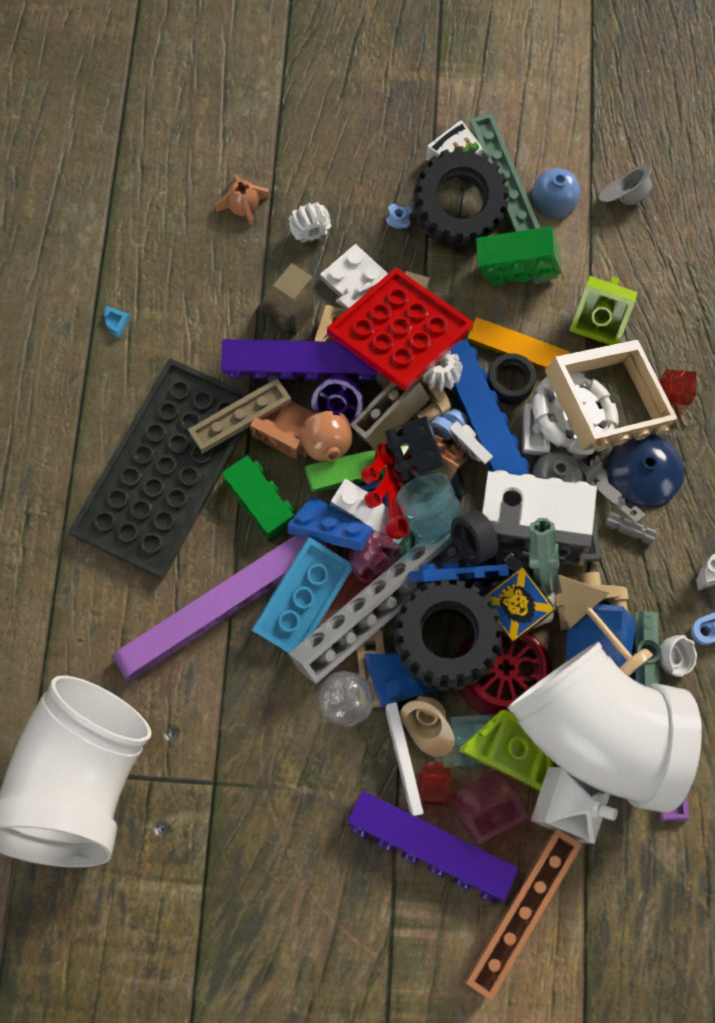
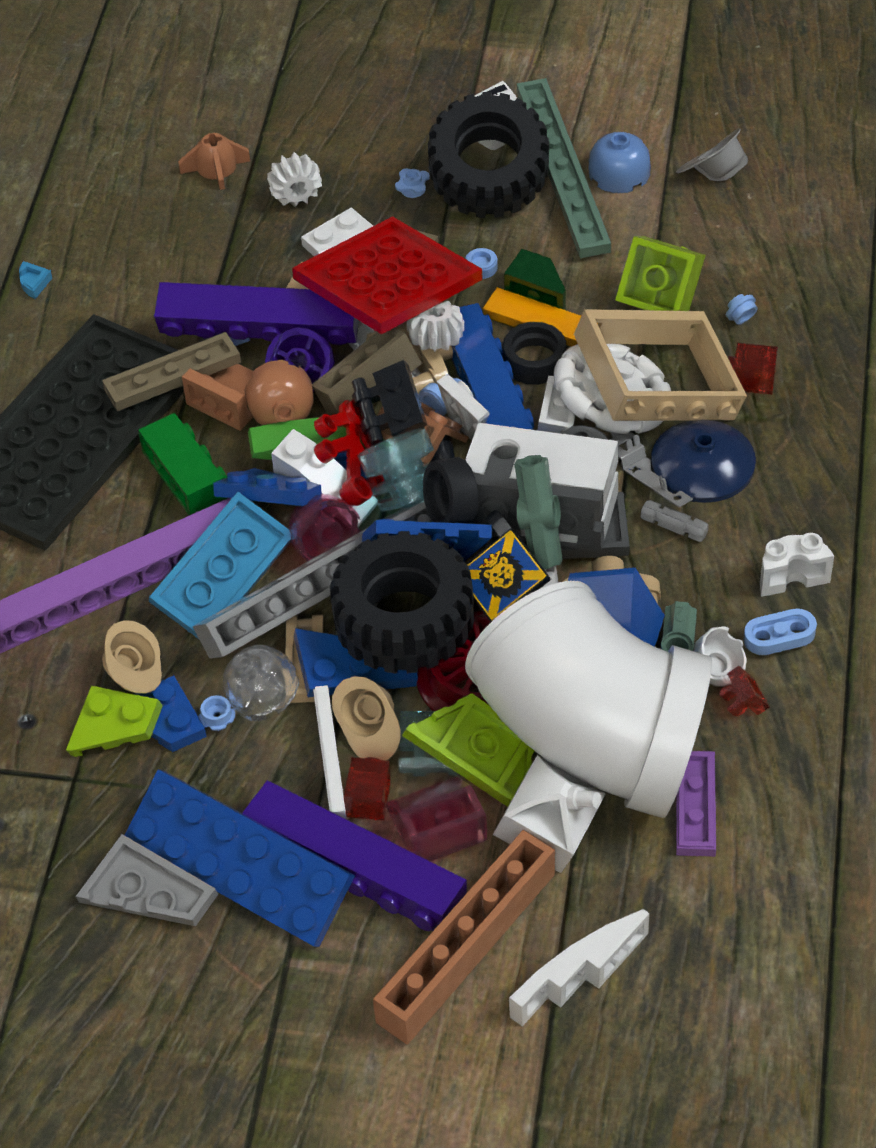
camera: 10 degrees right, 20 degrees down
(238, 736) = (113, 719): none -> lime wing
(246, 685) = (132, 657): none -> tan piece
(272, 724) = (177, 721): none -> blue wing
(283, 878) = (146, 885): none -> light grey wing
(290, 299) = (254, 247): dark tan wedge -> none
(308, 717) = (213, 706): none -> light blue plate
(348, 854) = (240, 858): none -> blue plate
(460, 292) = (484, 259): none -> light blue tile
(506, 311) = (535, 278): none -> dark green slope
(519, 256) = (556, 213): green brick -> none
(580, 600) = (584, 564): tan piece -> none
(613, 921) = (588, 959): none -> white slope
(662, 330) = (741, 308): none -> light blue plate
(699, 681) = (747, 692): none -> clear red tile

